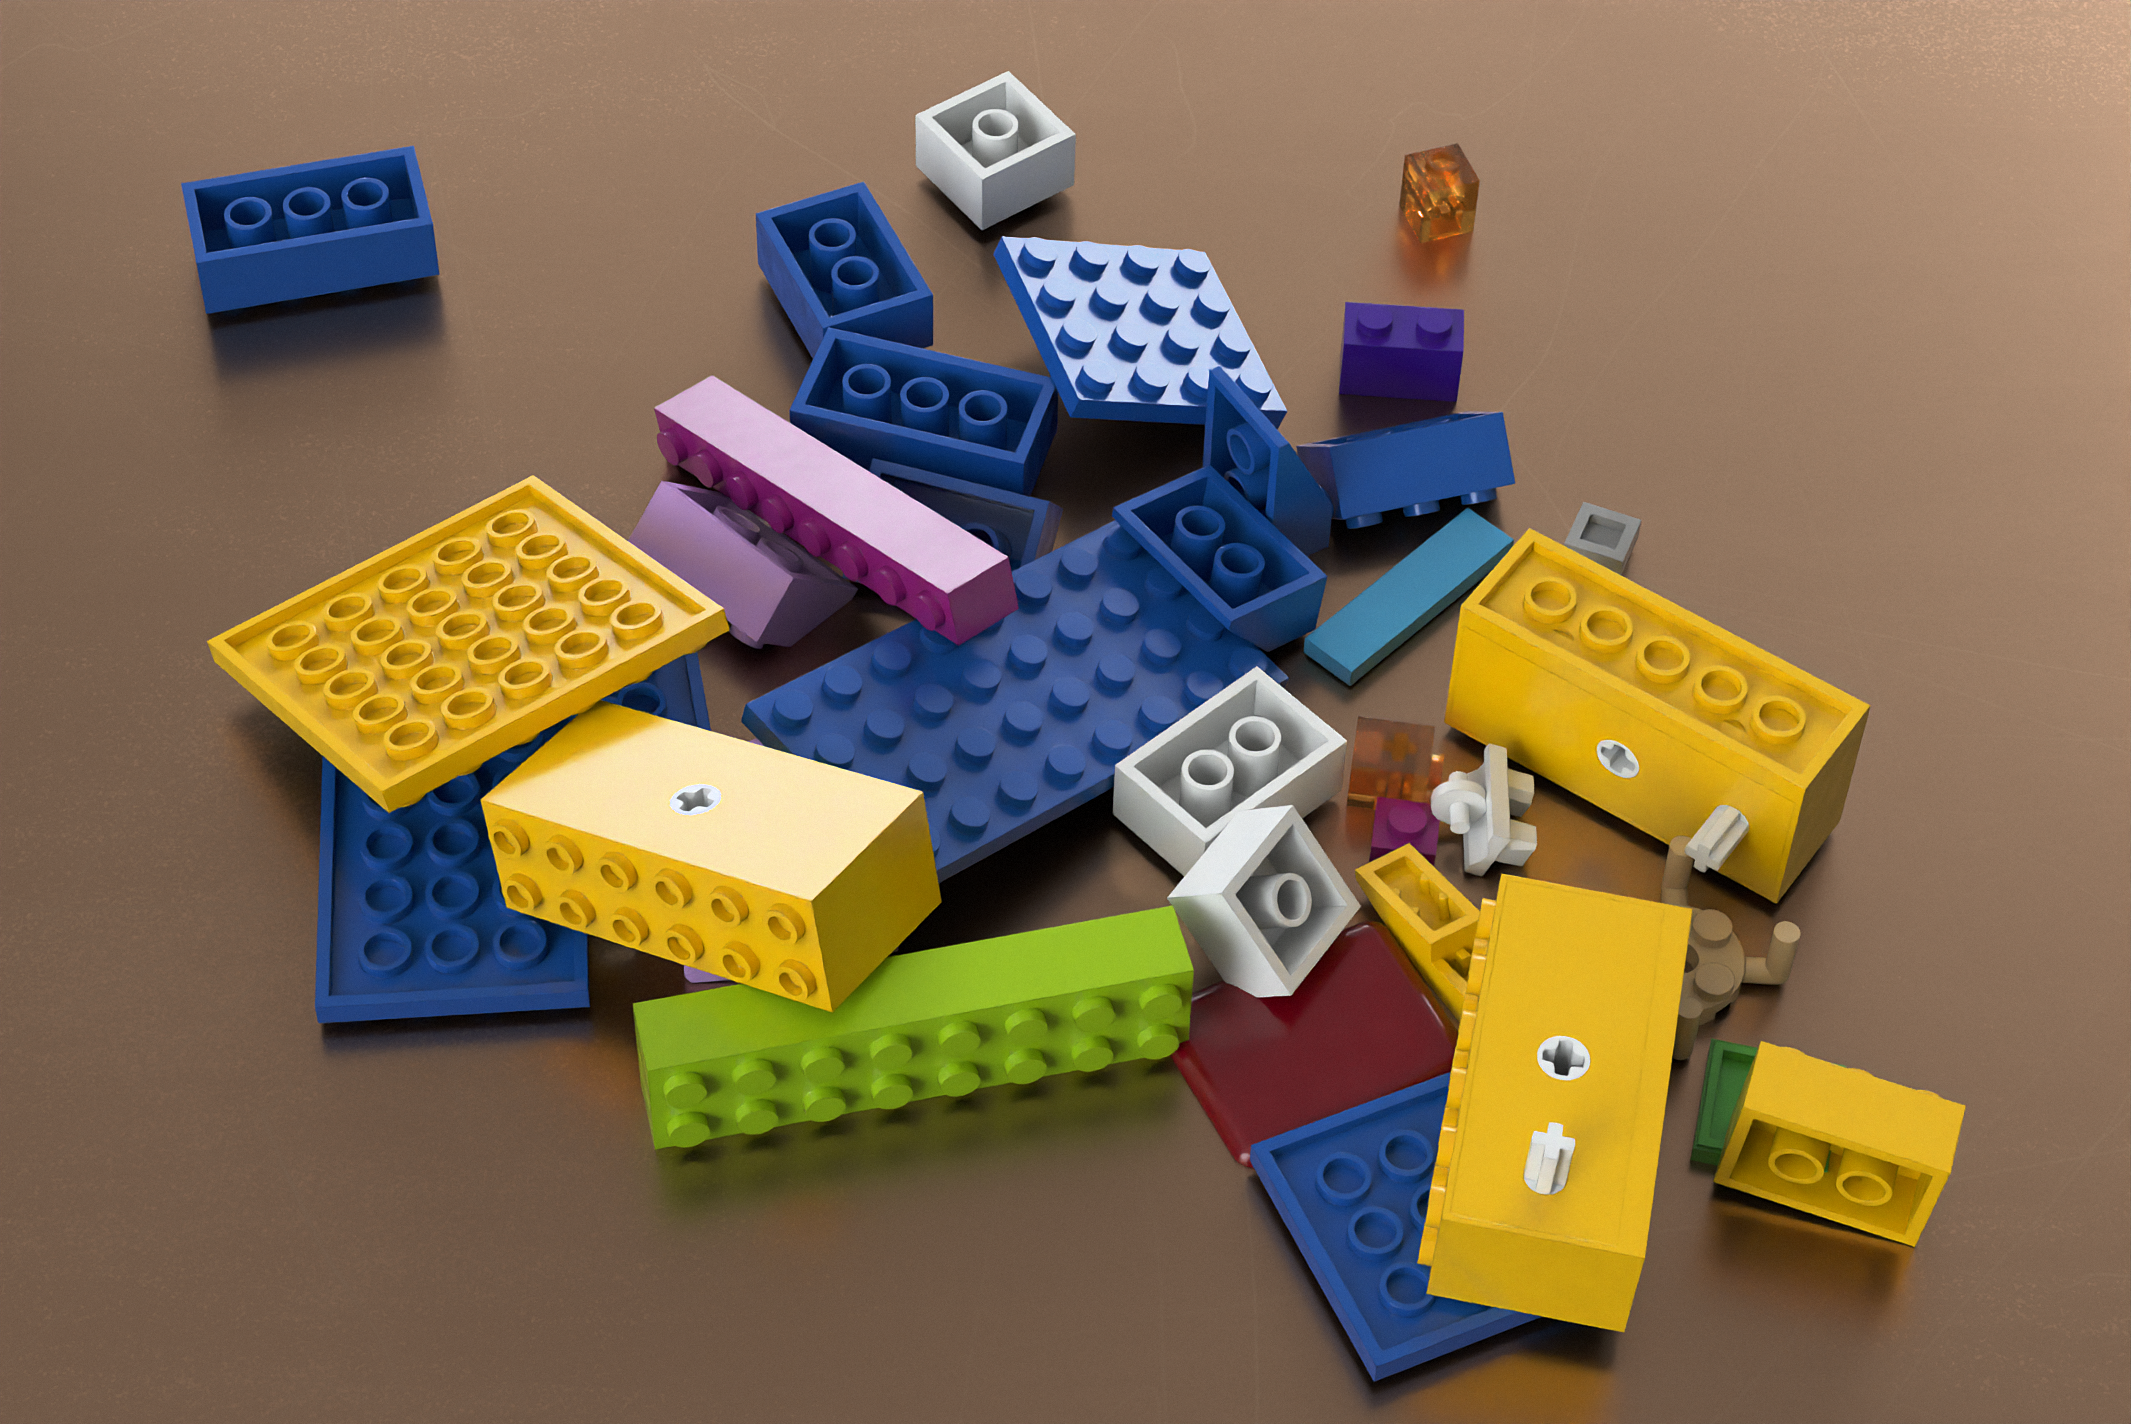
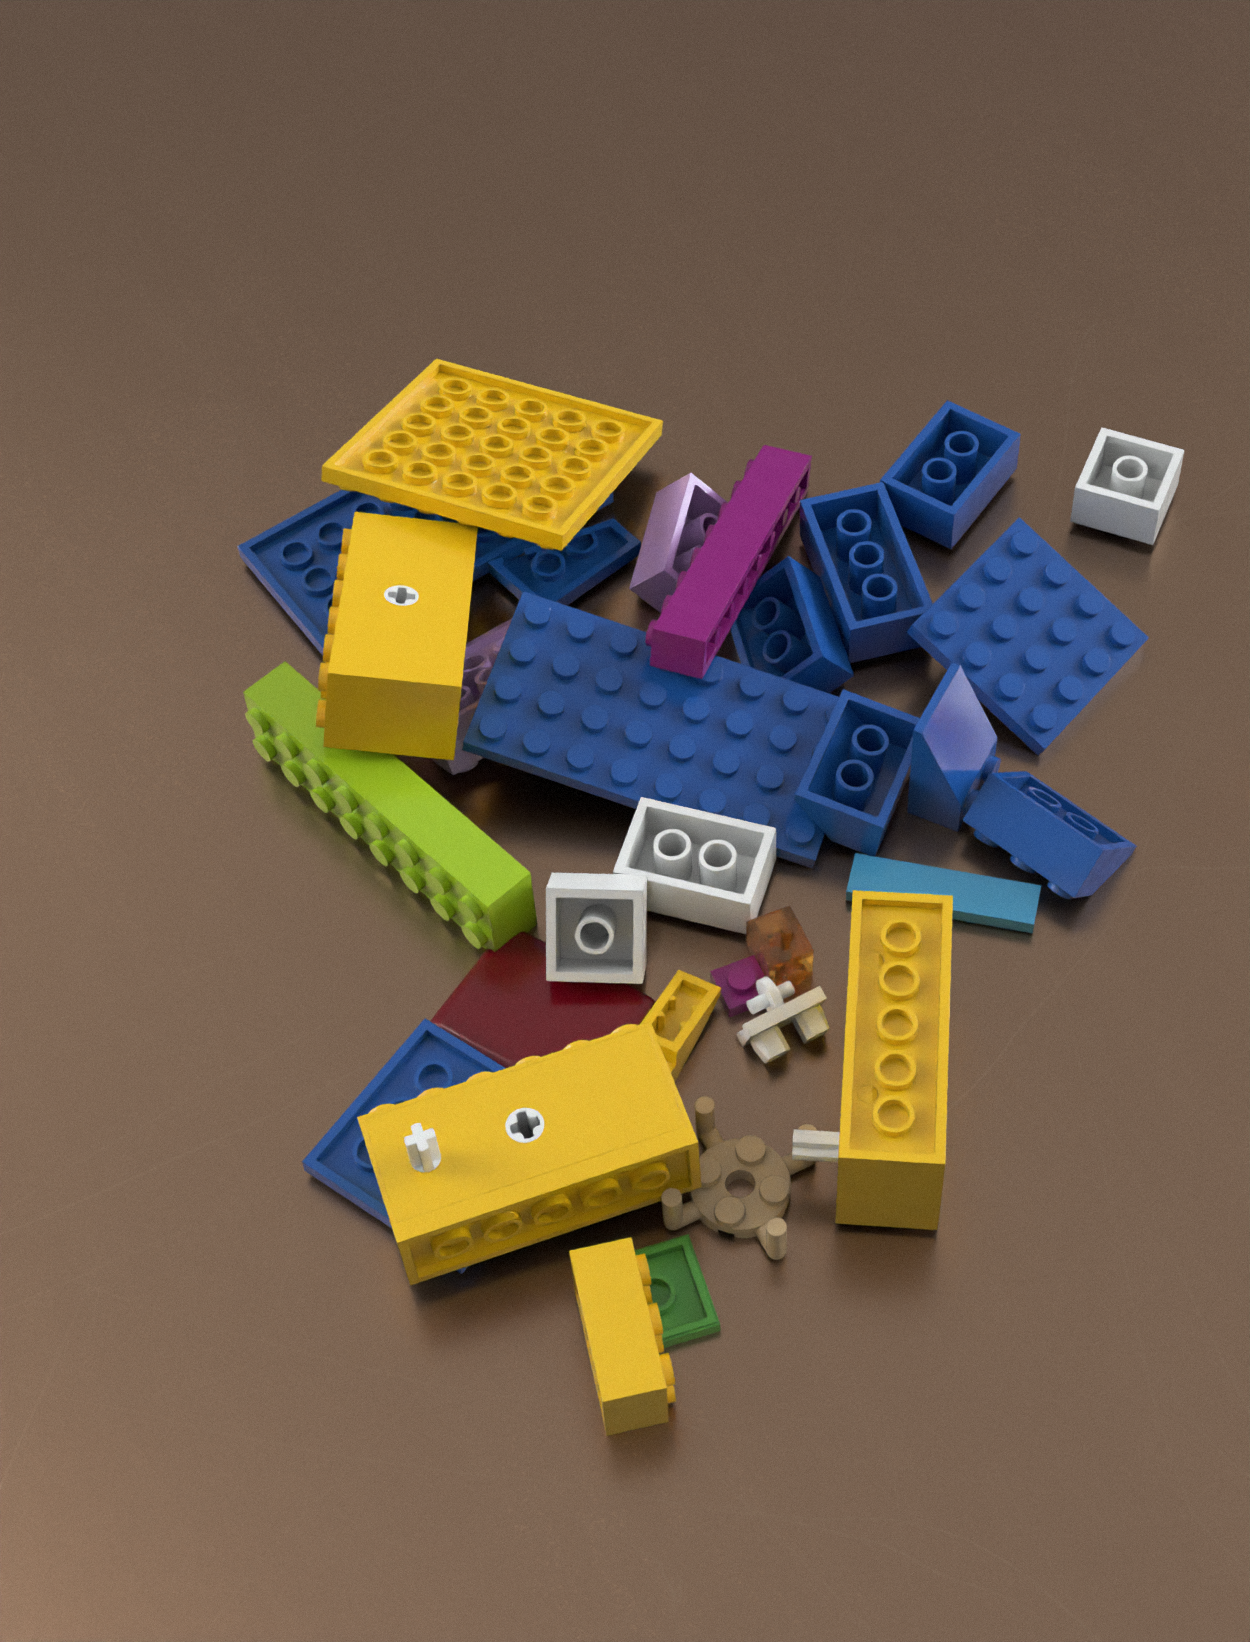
camera: 65 degrees right, 5 degrees up
(310, 229) = (778, 230): blue brick -> none
(1401, 351) = (1144, 780): dark purple brick -> none
(1603, 536) = (1075, 973): light grey plate -> none

